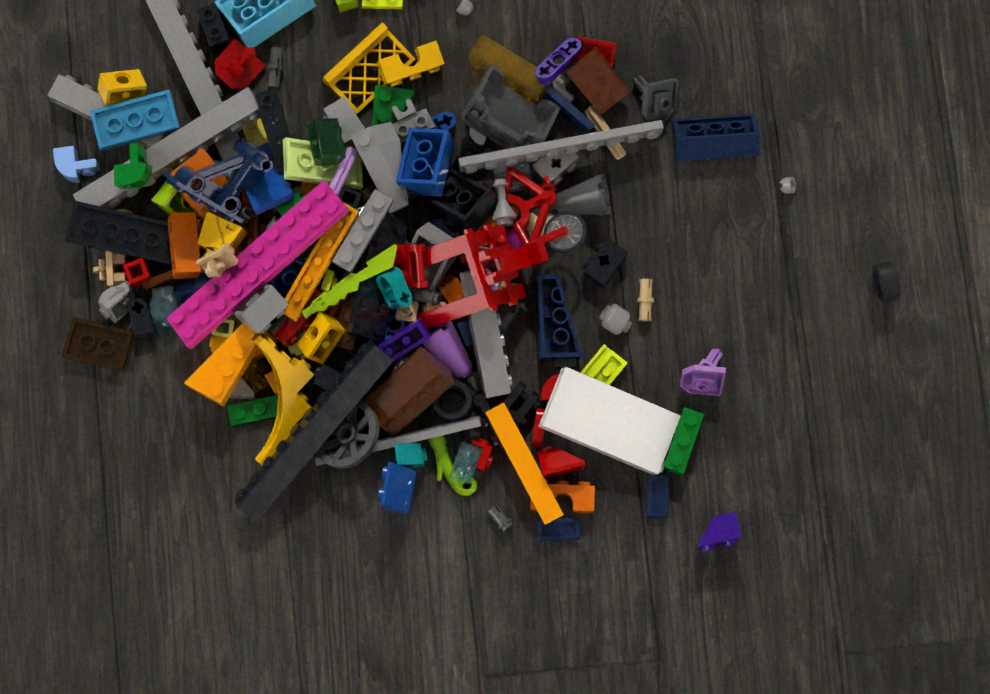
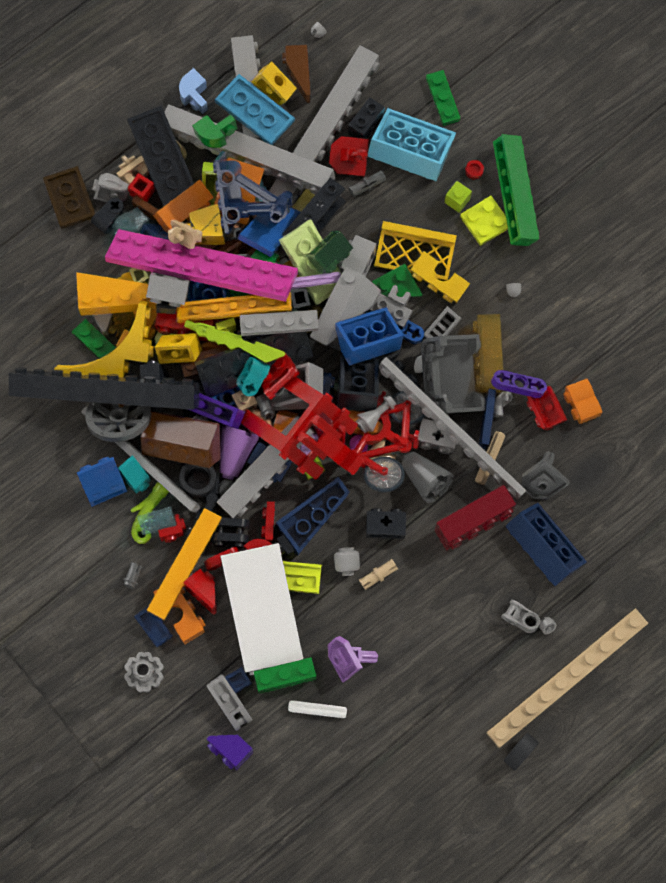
camera: 50 degrees right, 5 degrees down
(94, 11) = (318, 30): none -> light grey hinge
(119, 55) = (298, 68): none -> reddish brown slope
(450, 76) = (452, 314): none -> light grey slope
(526, 359) = (268, 514): none -> red plate
(596, 564) = (144, 672): none -> light grey plant
(598, 81) = (524, 424): copper piece -> none
(609, 18) = (583, 401): none -> orange brick
(653, 181) = (475, 517): none -> dark red brick
(673, 506) = (228, 701): none -> light grey plate
(730, 433) = (317, 709): none -> white axle
(763, 203) = (520, 616): none -> light grey piece
(845, 200) = (567, 678): none -> tan plate

